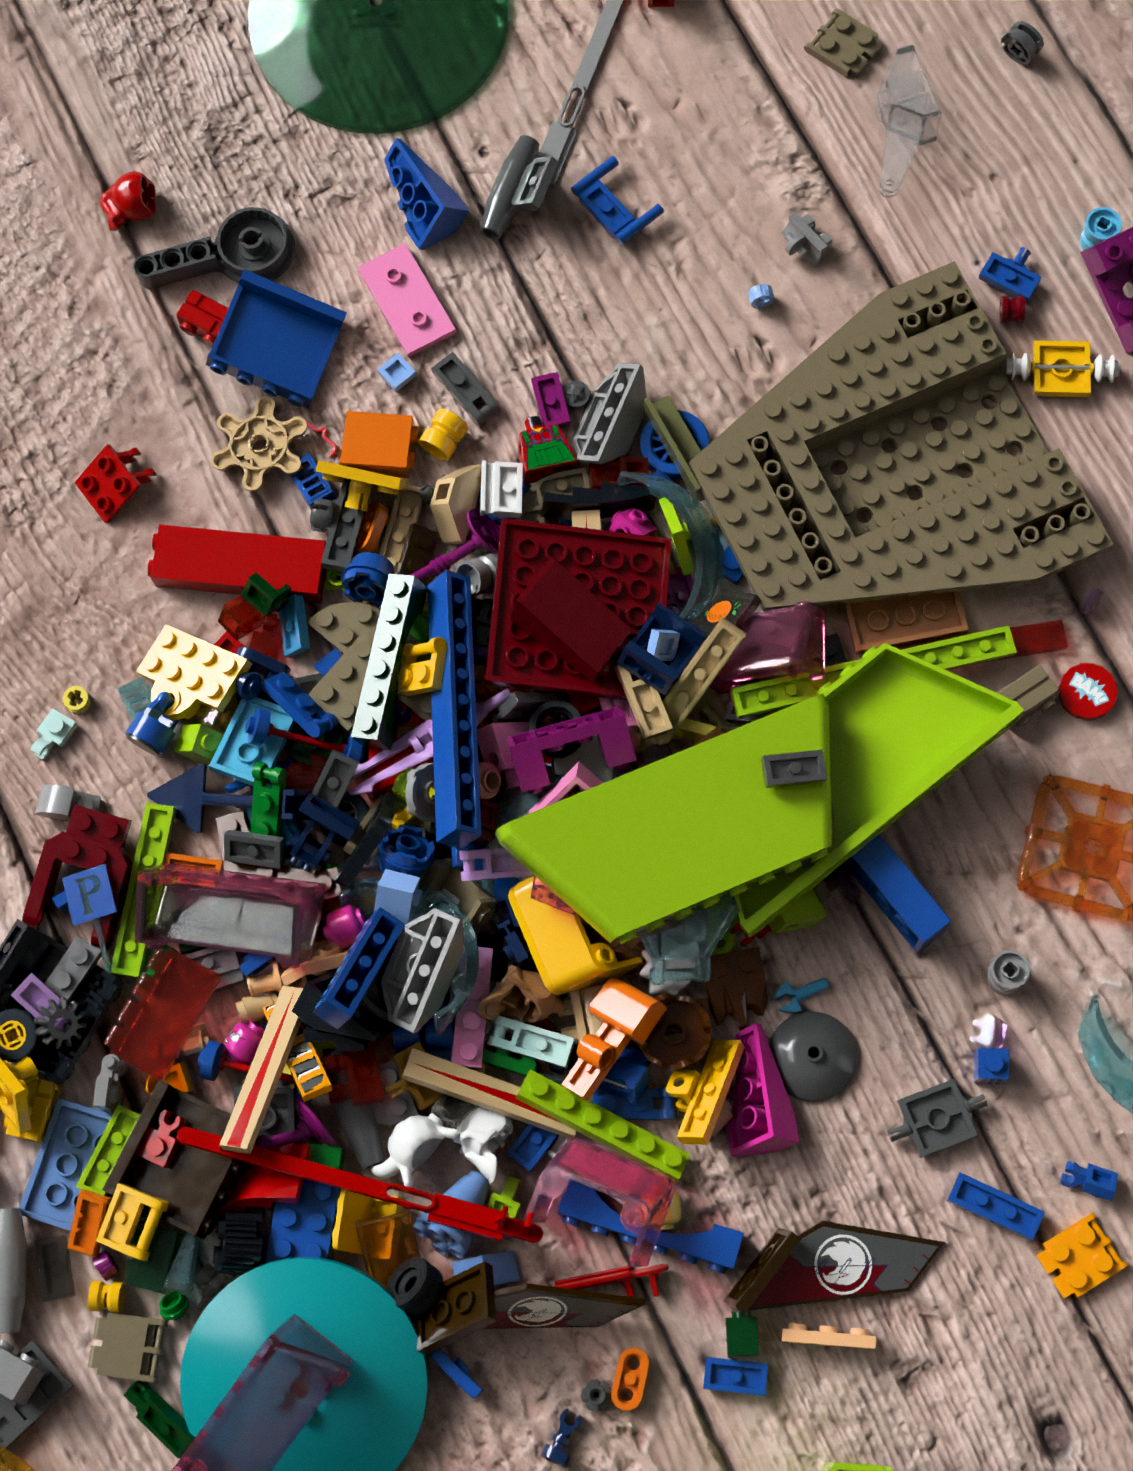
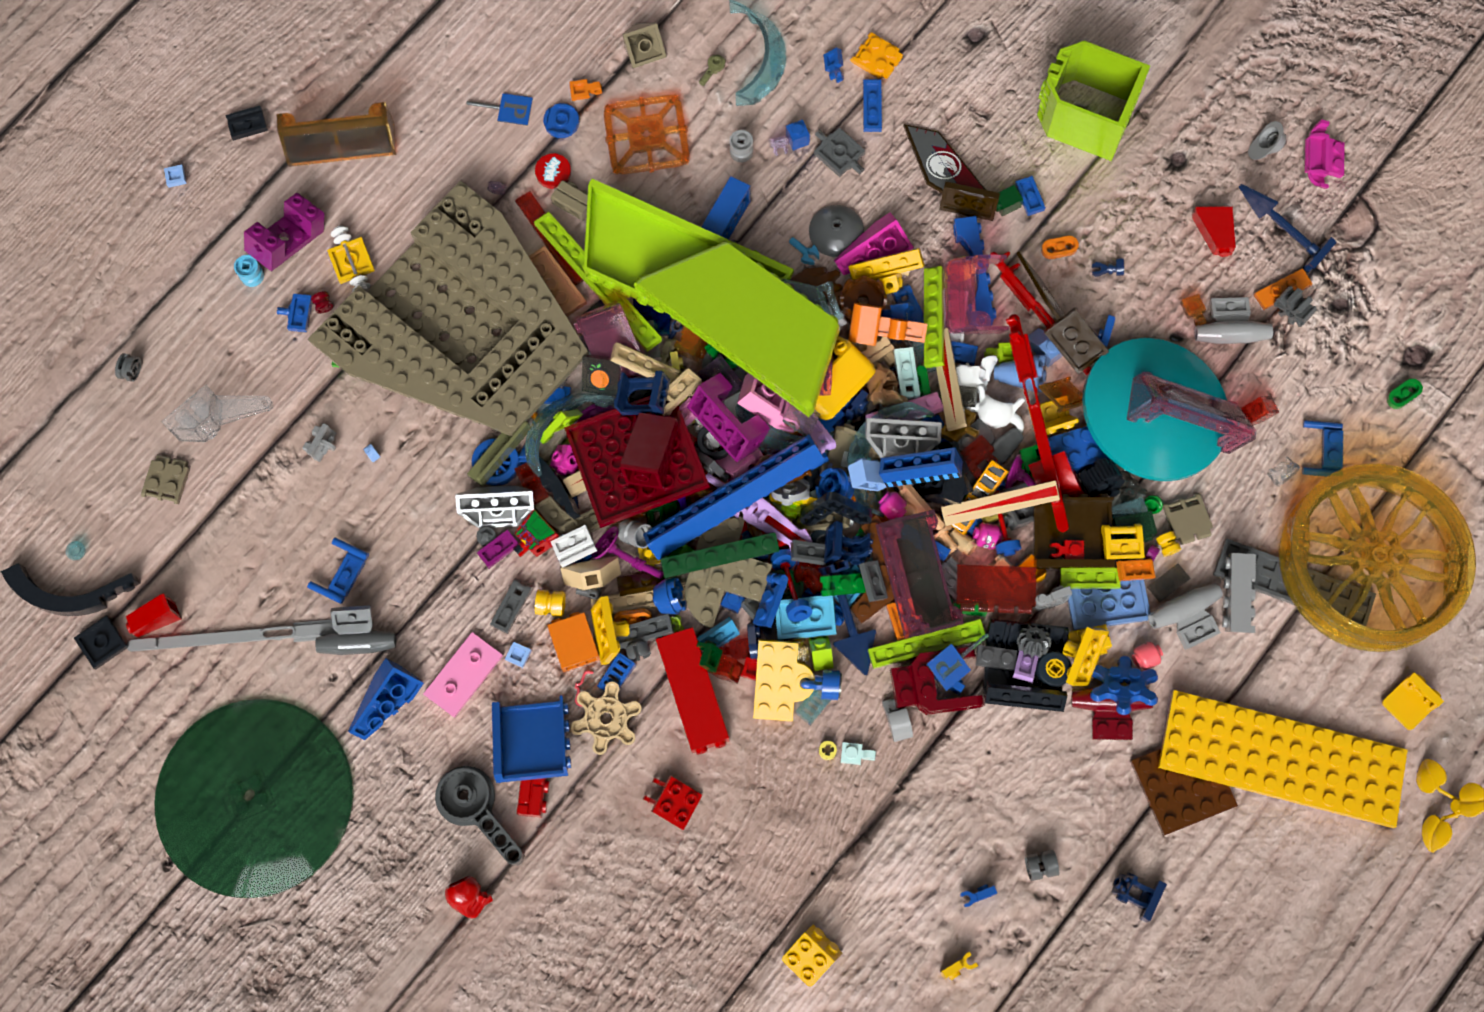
camera: 120 degrees left, 0 degrees up
(160, 1418) = (1216, 481): dark green hinge -> none
(248, 685) = (773, 634): dark blue plate -> none
(415, 1286) = (1070, 362): black tyre -> none
(425, 675) = (721, 527): yellow plate -> none
(604, 1395) = (1074, 265): dark grey plate -> none
(663, 644) = (638, 396): light blue plate -> none
(793, 768) = (690, 273): flat silver plate -> none
(828, 1336) = (985, 158): light nougat plate -> none

